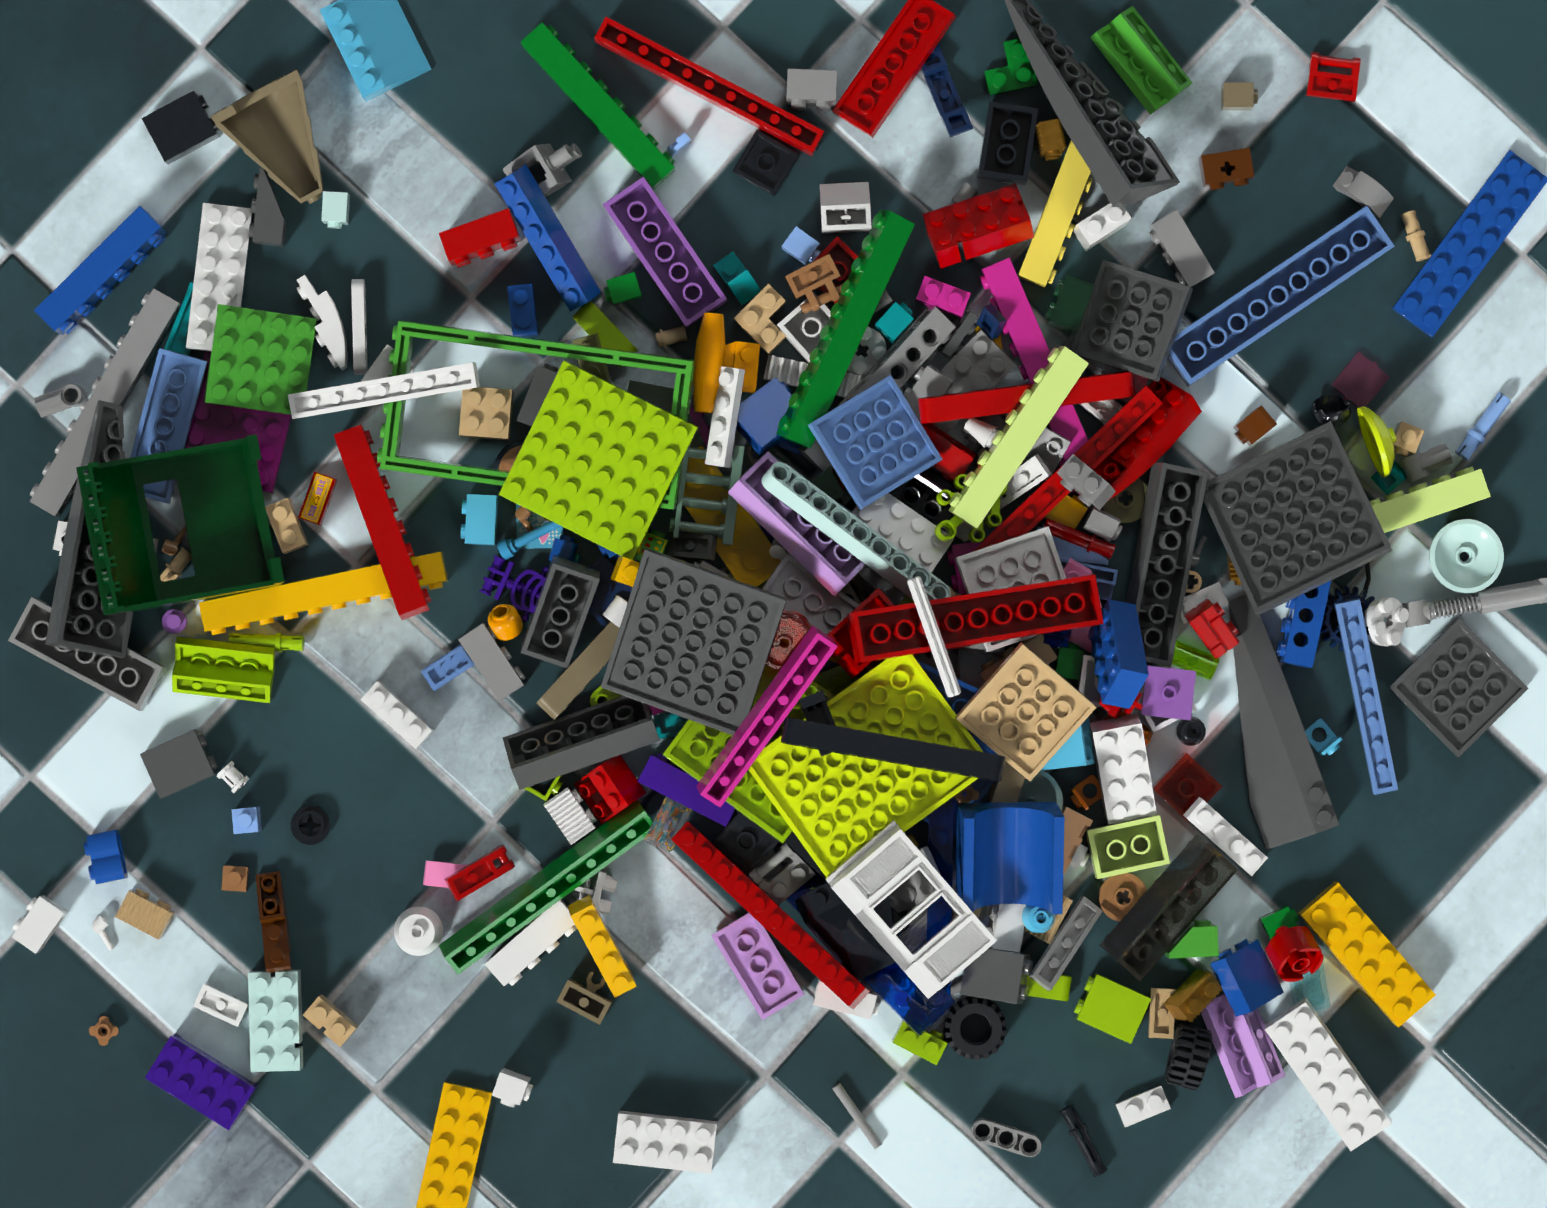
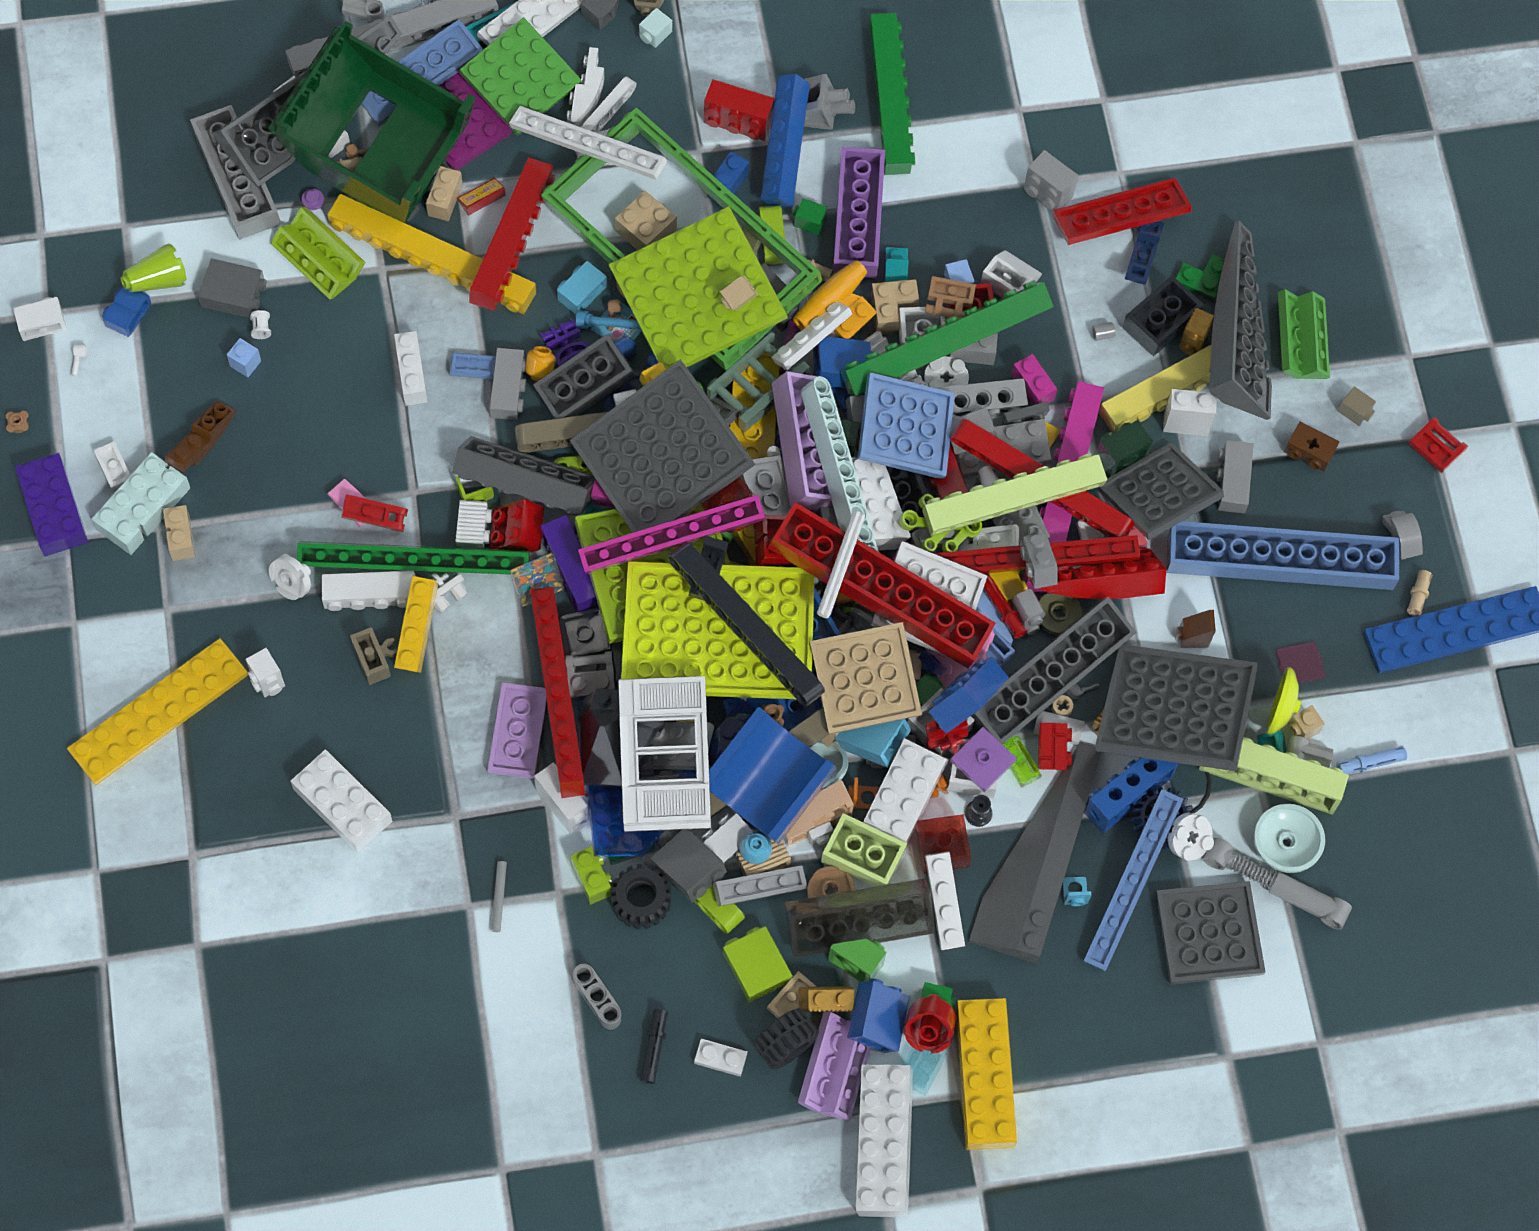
camera: 30 degrees right, 20 degrees down
(104, 807) = (155, 271): none -> lime cone
(145, 913) = (118, 367): tan brick -> none
(235, 878) = (200, 392): medium nougat plate -> none
(278, 641) = (372, 262): lime pin -> none
(302, 816) = (284, 387): black gear -> none
(418, 931) = (295, 521): white cone -> none
(459, 987) = (290, 577): none -> white plate
(645, 446) = (738, 293): none -> tan brick
(680, 143) = (927, 157): light blue tile -> none
(709, 86) = (979, 133): red brick -> none
(765, 163) = (978, 212): black tile -> none
(894, 322) = (985, 366): teal brick -> none
(979, 223) = (1098, 350): red piece -> none
(991, 321) = (1056, 419): dark blue plate -> none
(1332, 409) = (1267, 665): black hair -> none

